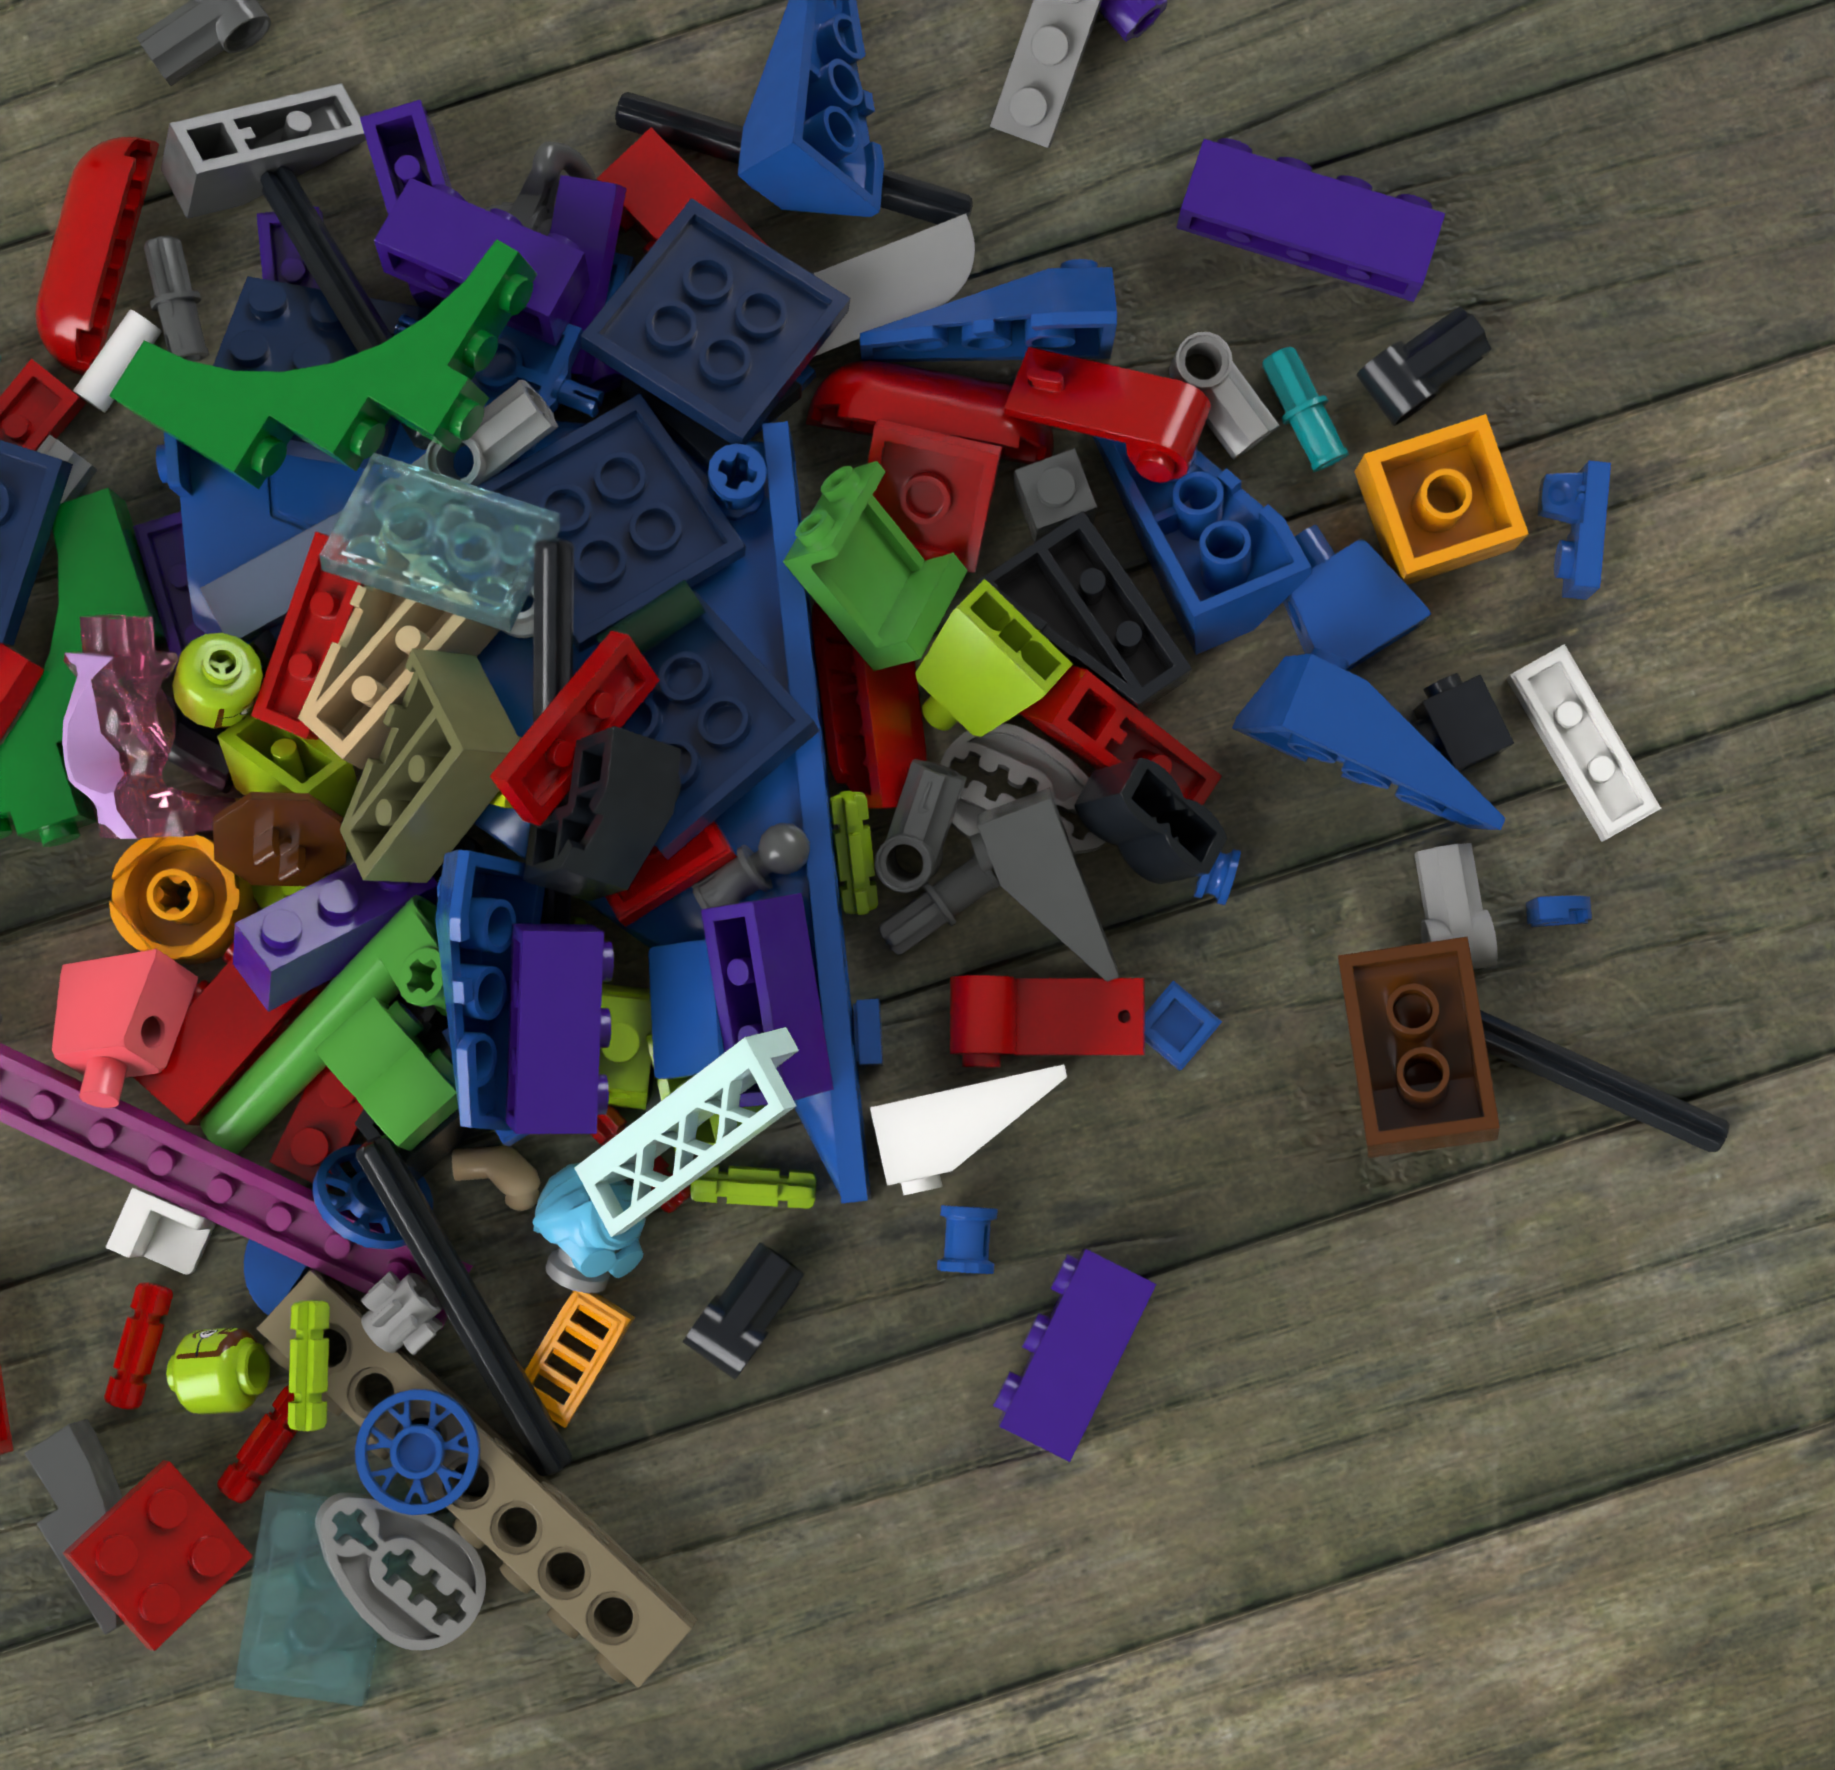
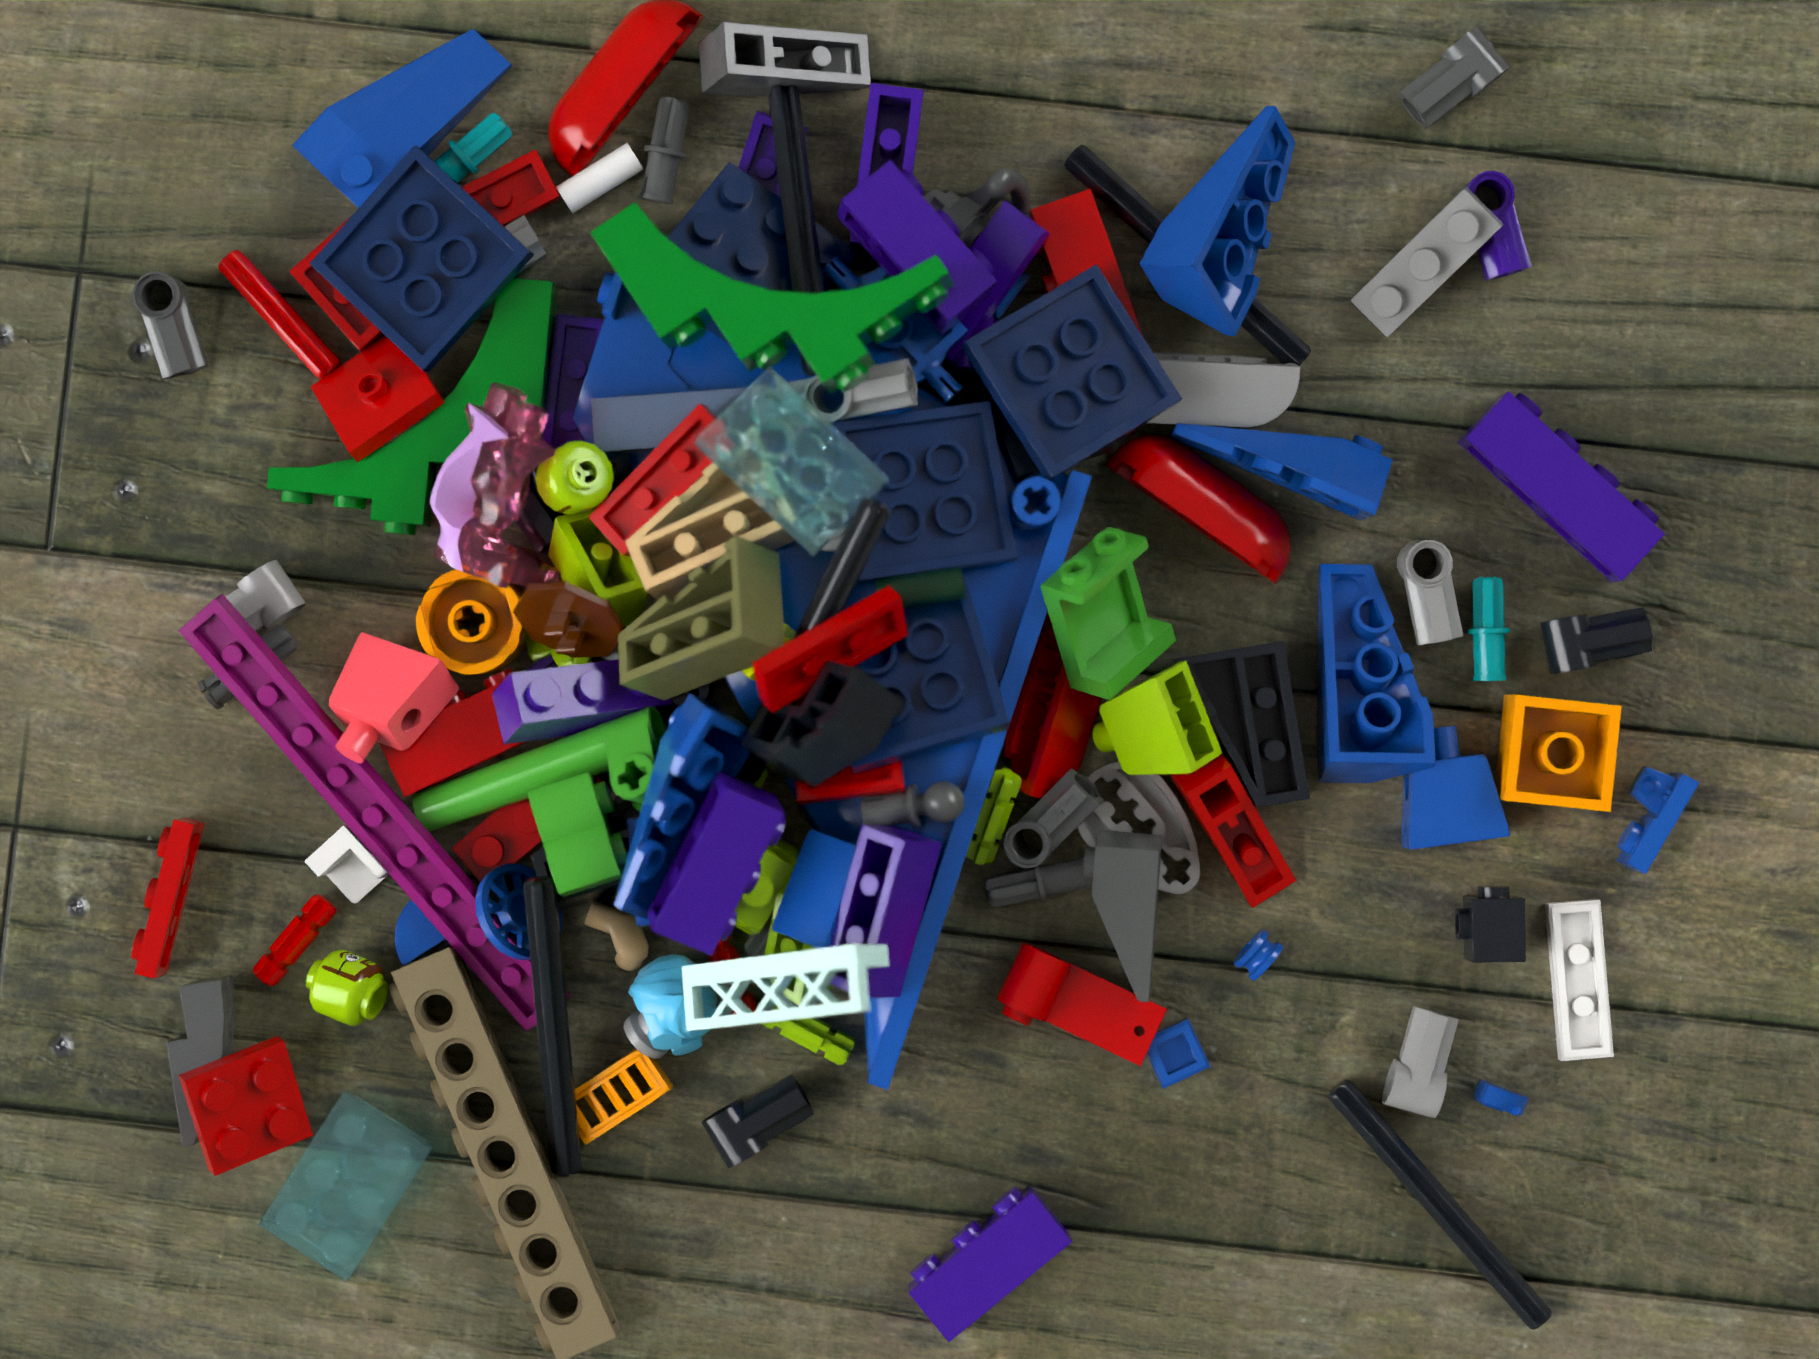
camera: 15 degrees right, 5 degrees up
(259, 1452) = (358, 1056): red axle -> none
(308, 1365) = (419, 1019): lime axle -> none
(384, 1602) = (401, 1216): light grey piece -> none
(401, 1313) = (504, 1011): light grey gear -> none
(417, 1451) = (472, 1118): blue wheel -> none
(868, 1032) = (943, 956): blue tile -> none
(936, 488) = (1181, 568): red plate -> none
(944, 1128) = (973, 1057): white slope -> none
(967, 1239) = (946, 1142): blue bush -> none
(1053, 493) = (1268, 613): dark grey brick -> none
(1146, 411) = (1365, 584): red door -> none
(1150, 821) = (1226, 897): black brick -> none
(1332, 715) = (1400, 882): blue wedge -> none
(1418, 1047) = (1347, 1154): reddish brown slope -> none

